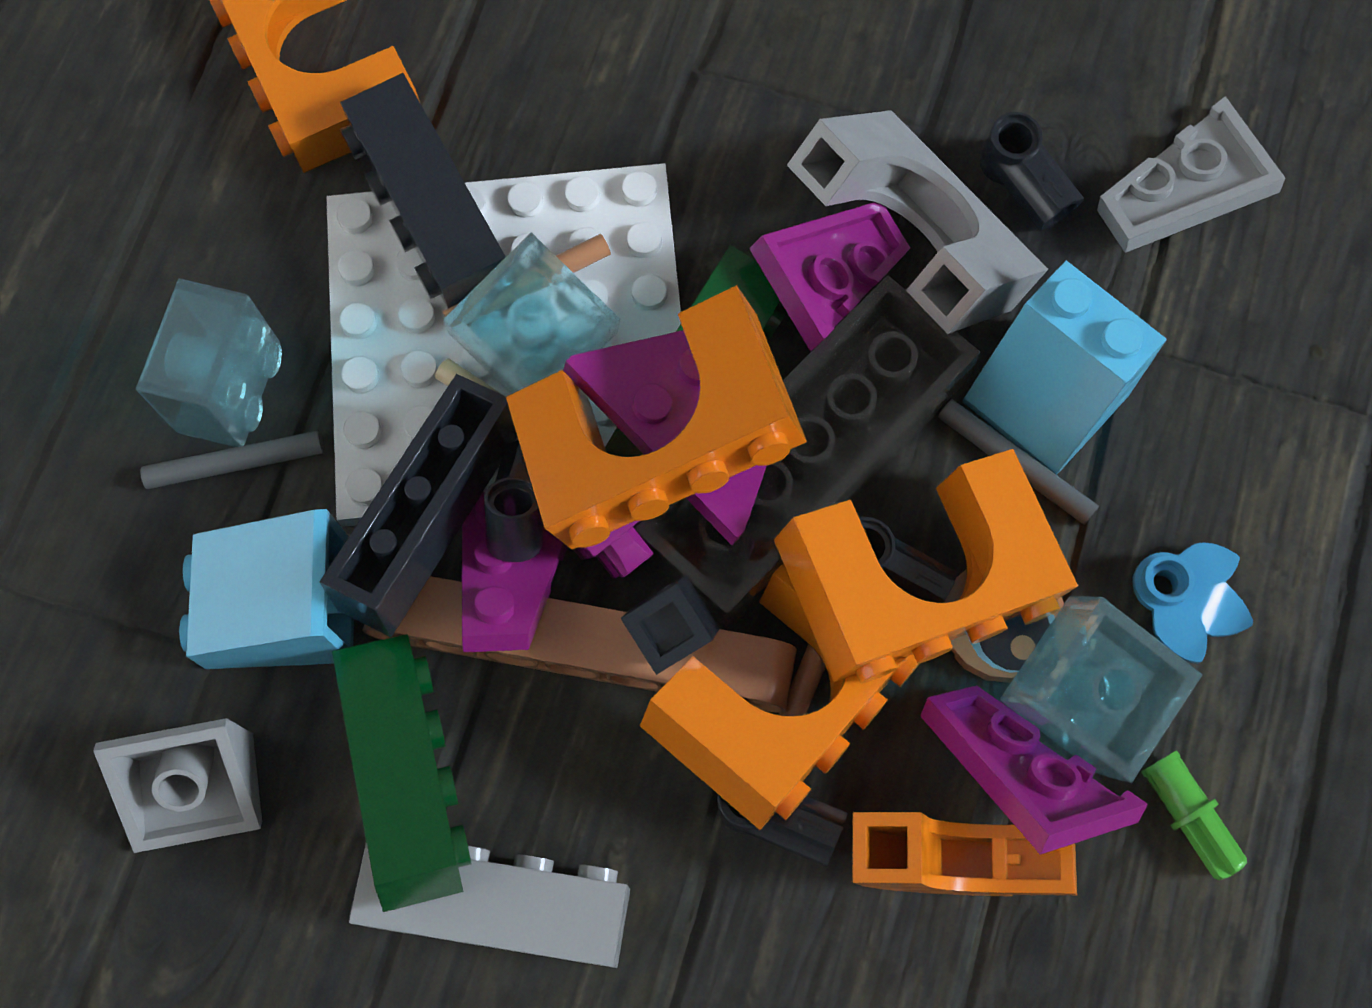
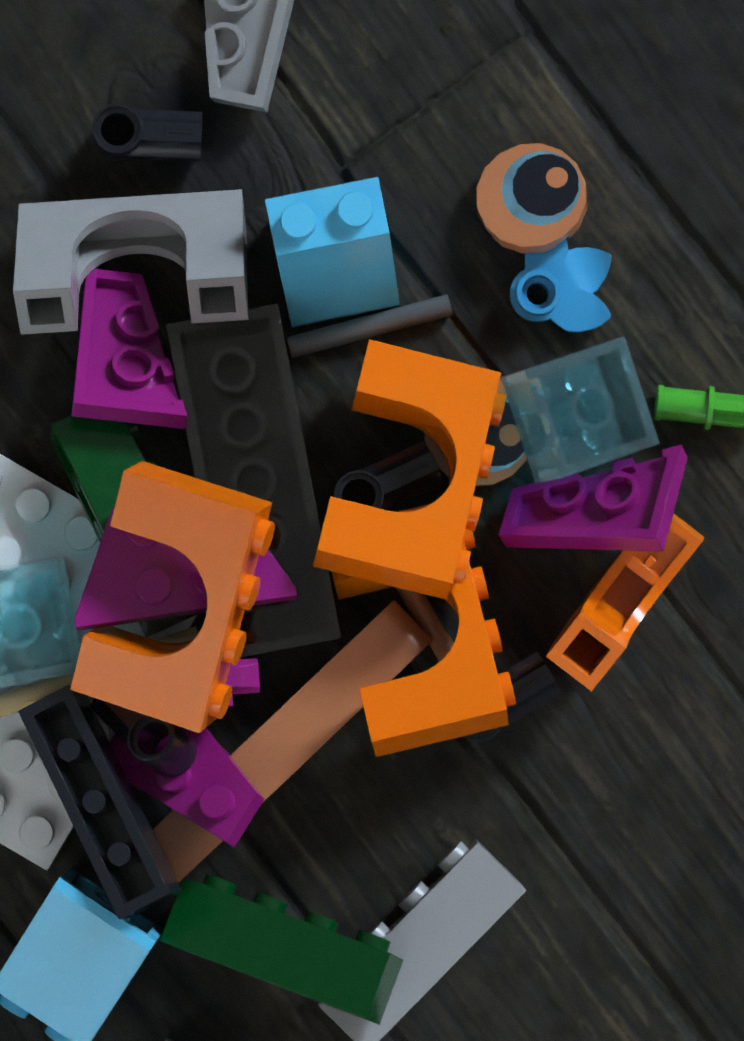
camera: 55 degrees left, 15 degrees up
(670, 624) = (323, 685): black brick -> none
(1244, 516) = (531, 198): none -> tile

